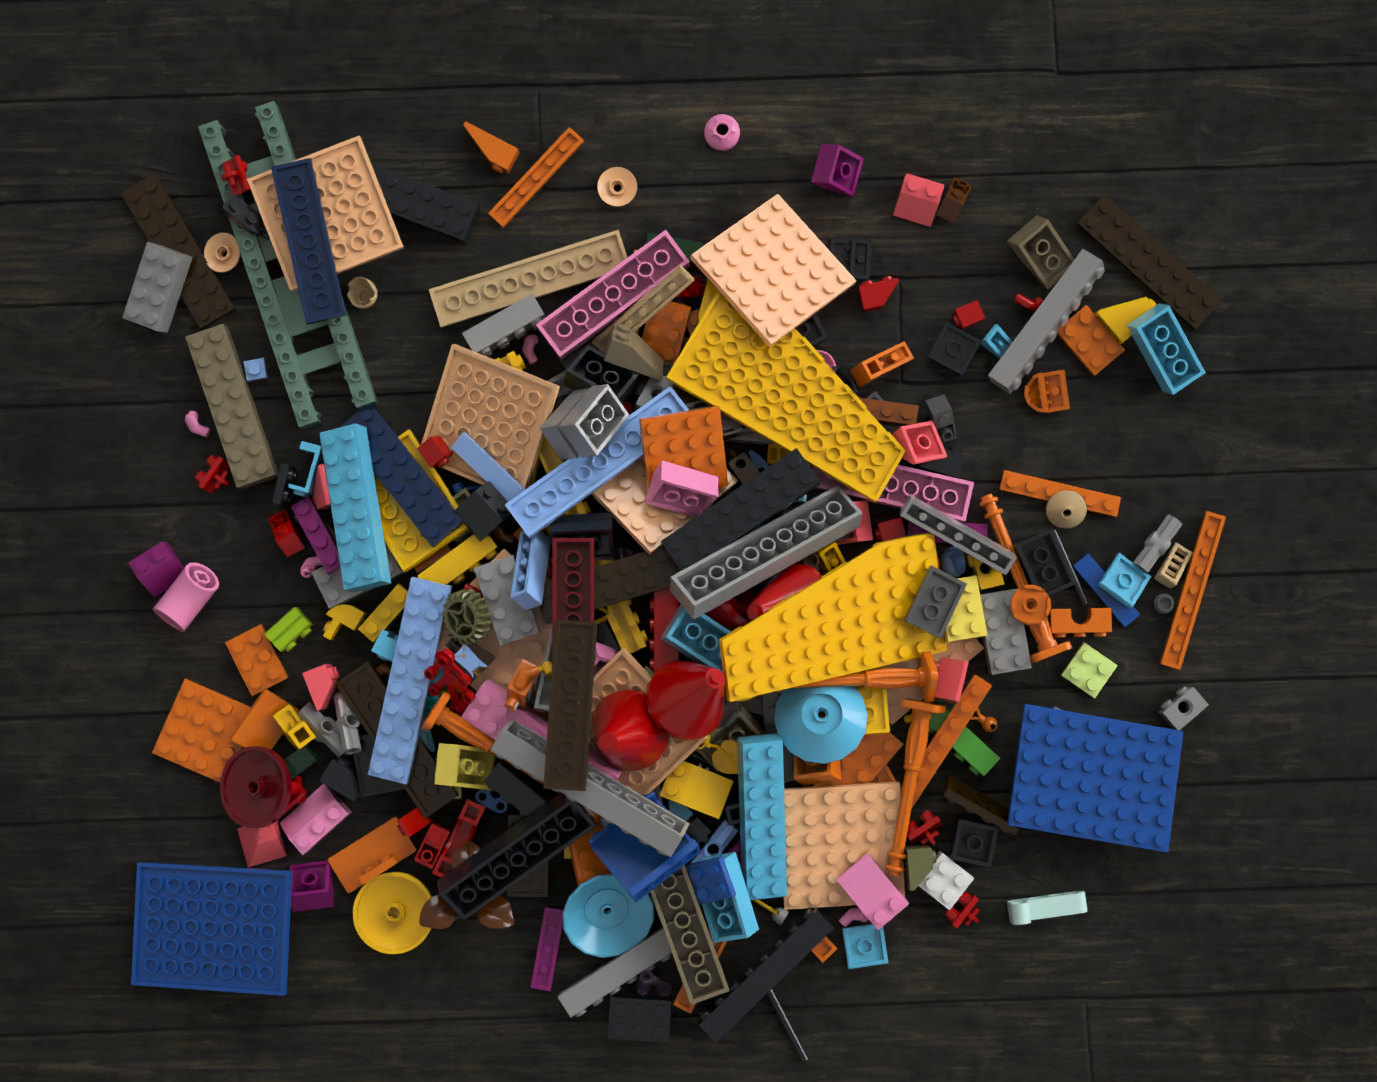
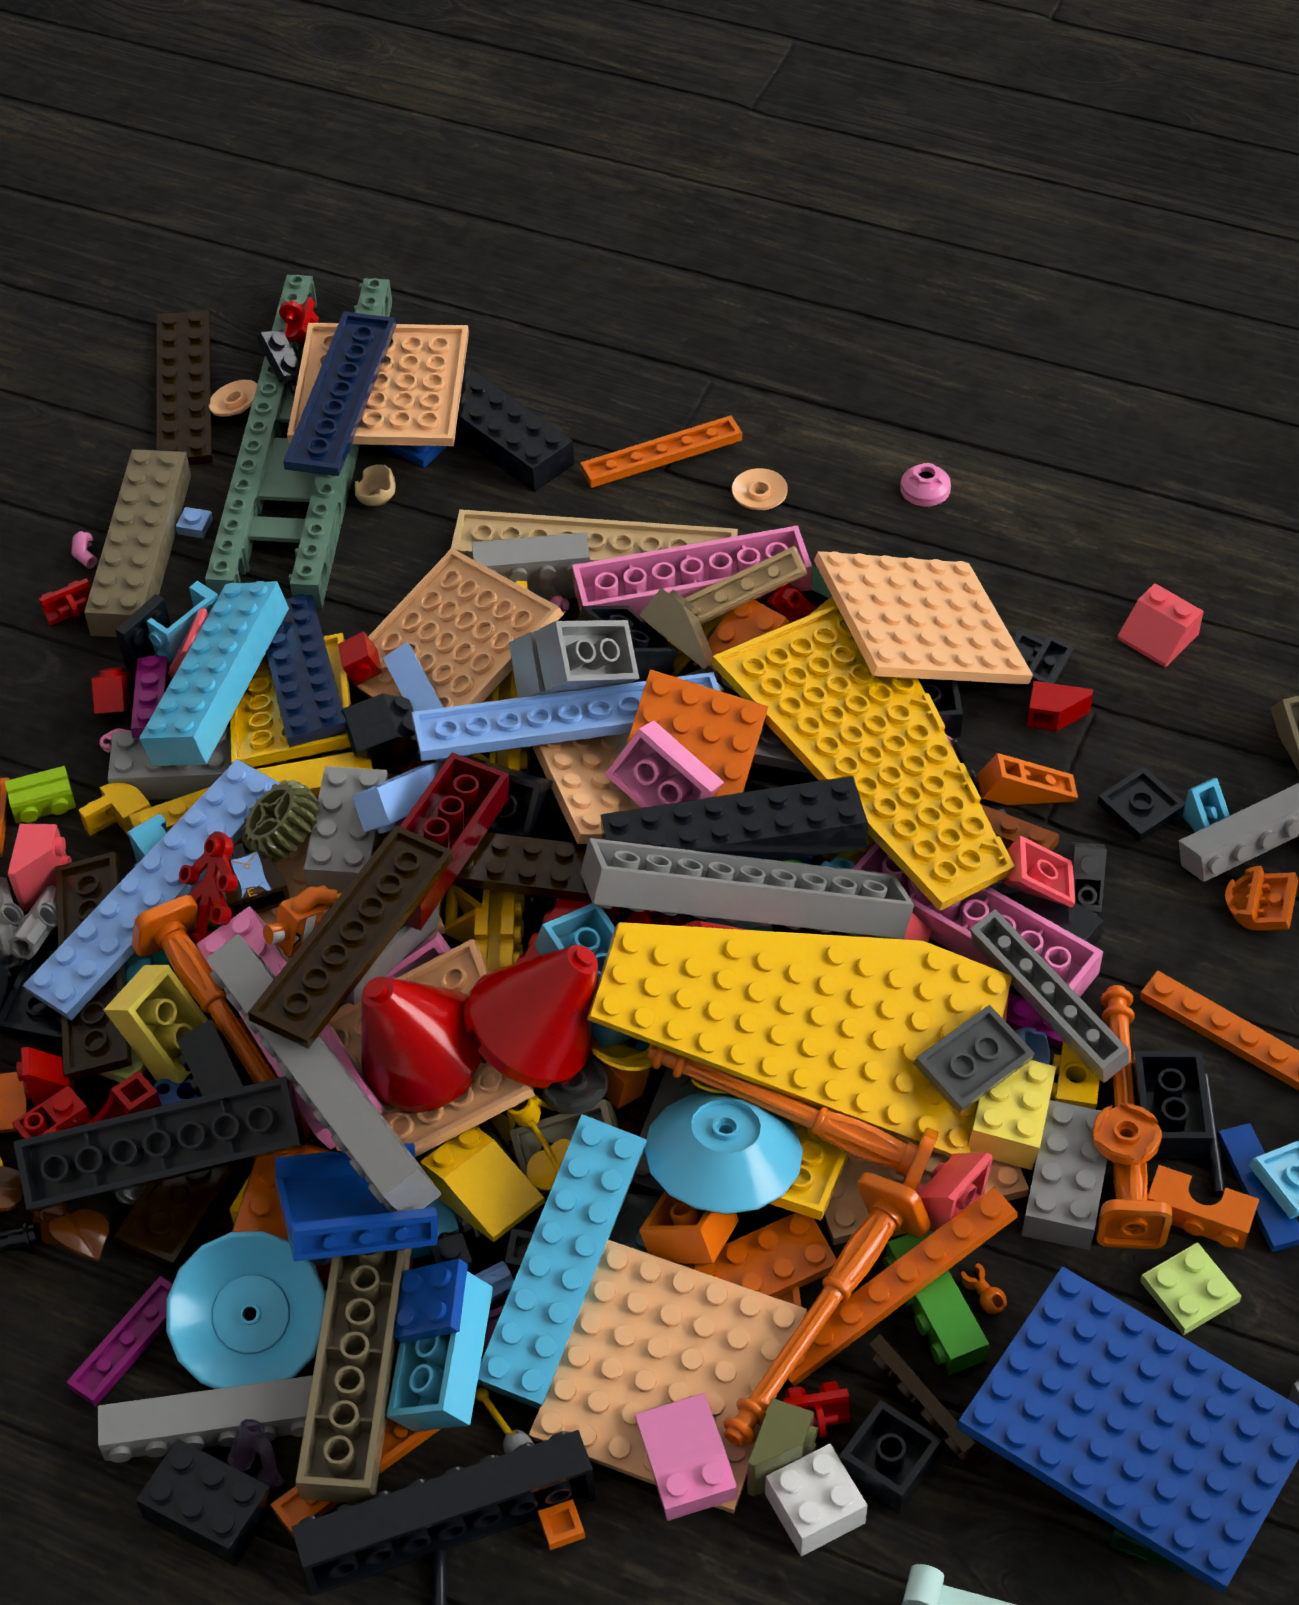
camera: 30 degrees right, 35 degrees down
(157, 287) = (134, 398): light grey brick -> none
(497, 152) = (628, 412): orange slope -> none
(837, 169) = (1062, 561): magenta slope -> none
(852, 914) = (637, 1495): bright pink arm -> none
(864, 946) = (634, 1552): medium azure plate -> none
(954, 200) = (1210, 640): reddish brown slope -> none
(957, 917) = (831, 1568): red hips -> none
(968, 315) = (1179, 769): red brick -> none
(1027, 303) = (1268, 784): red arm -> none
(1066, 501) = (1237, 1068): tan dish -> none

